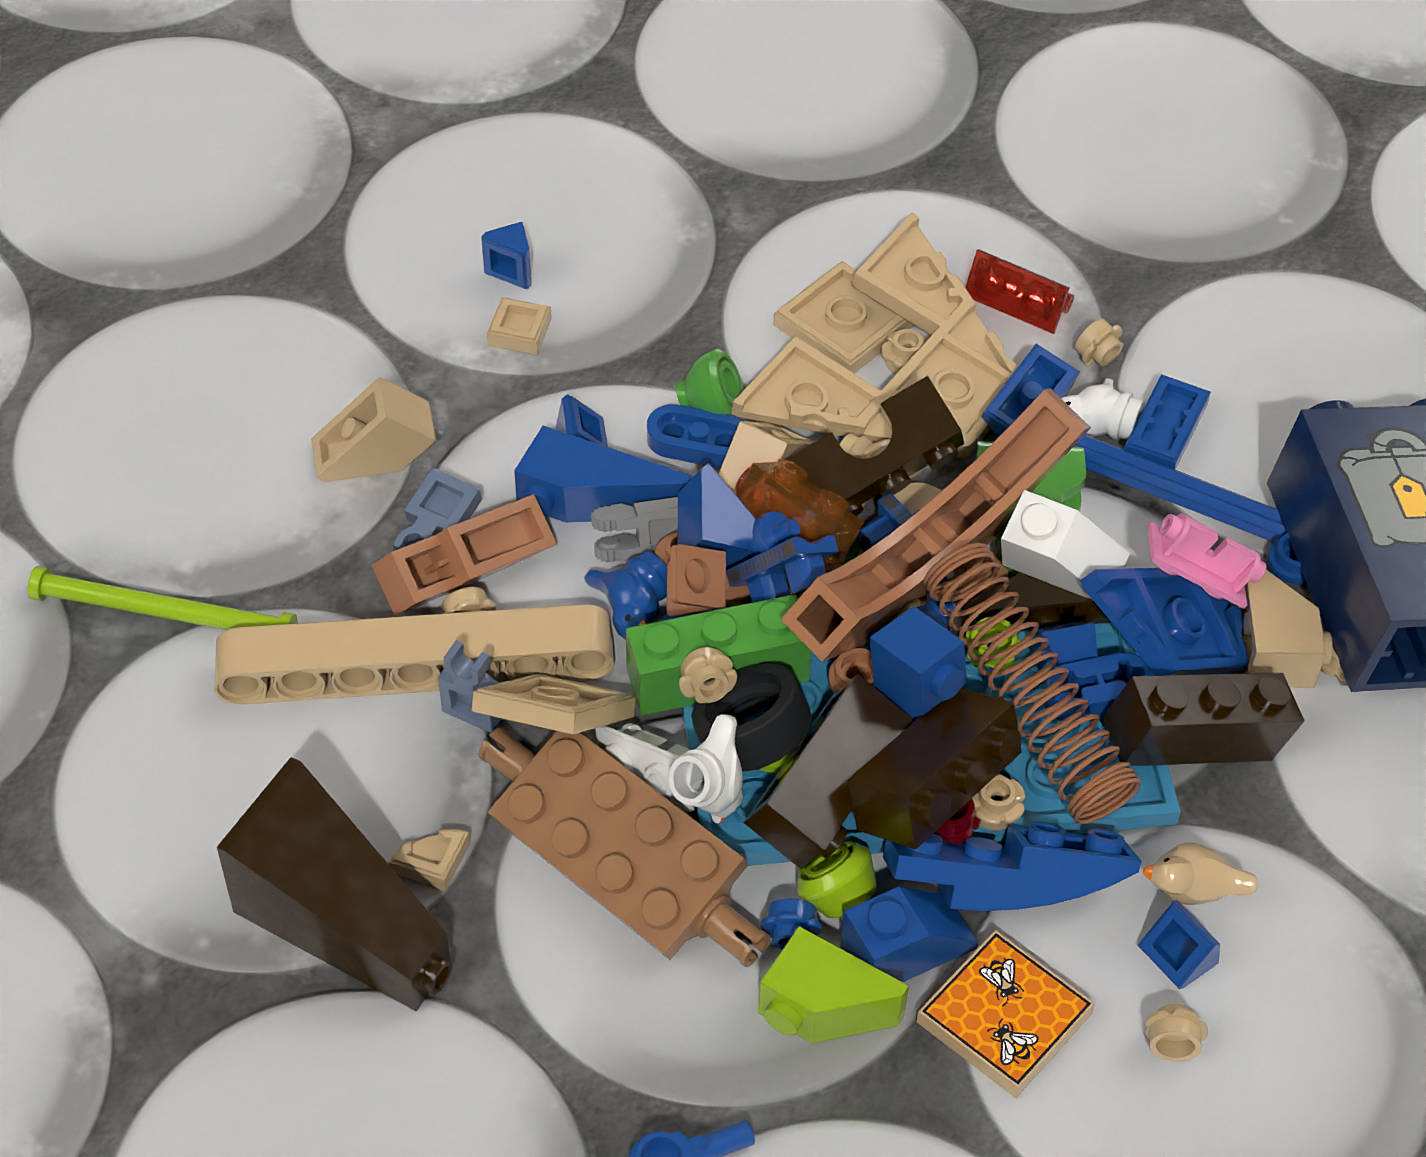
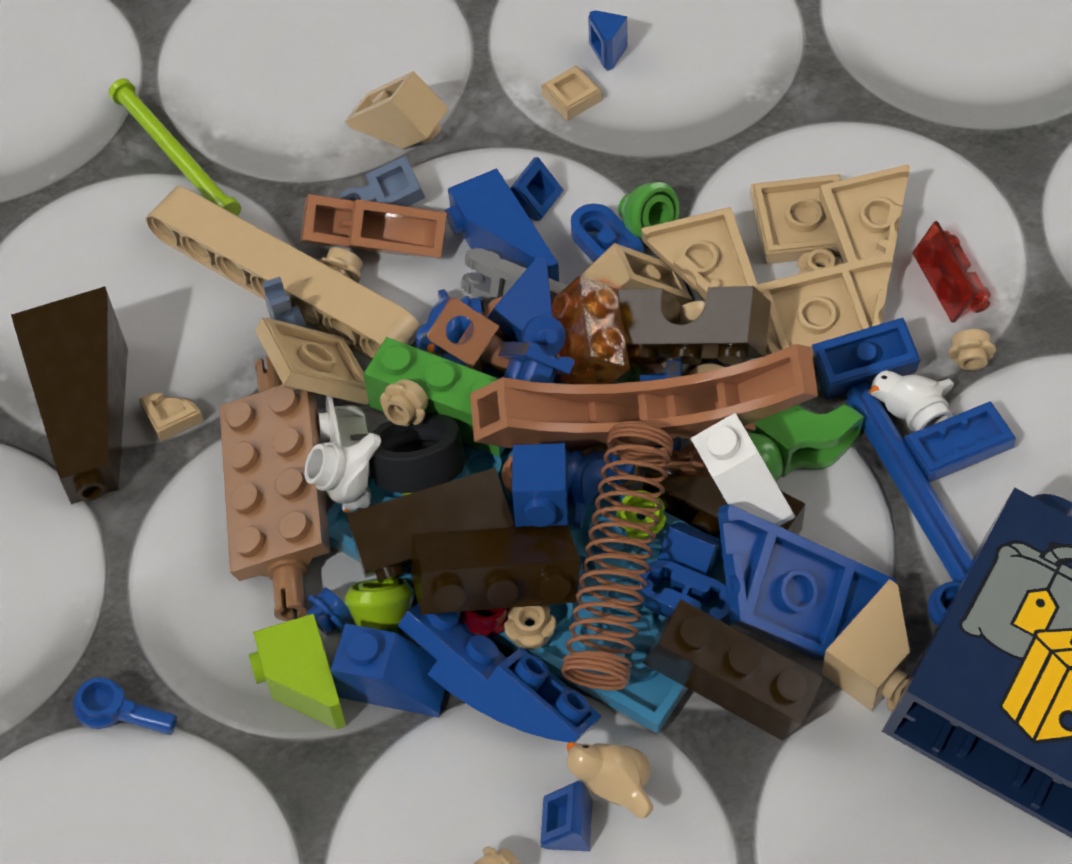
camera: 45 degrees right, 5 degrees up
(1005, 1013) = (405, 773): tile -> none
(1183, 549) = (838, 551): bright pink hinge -> none

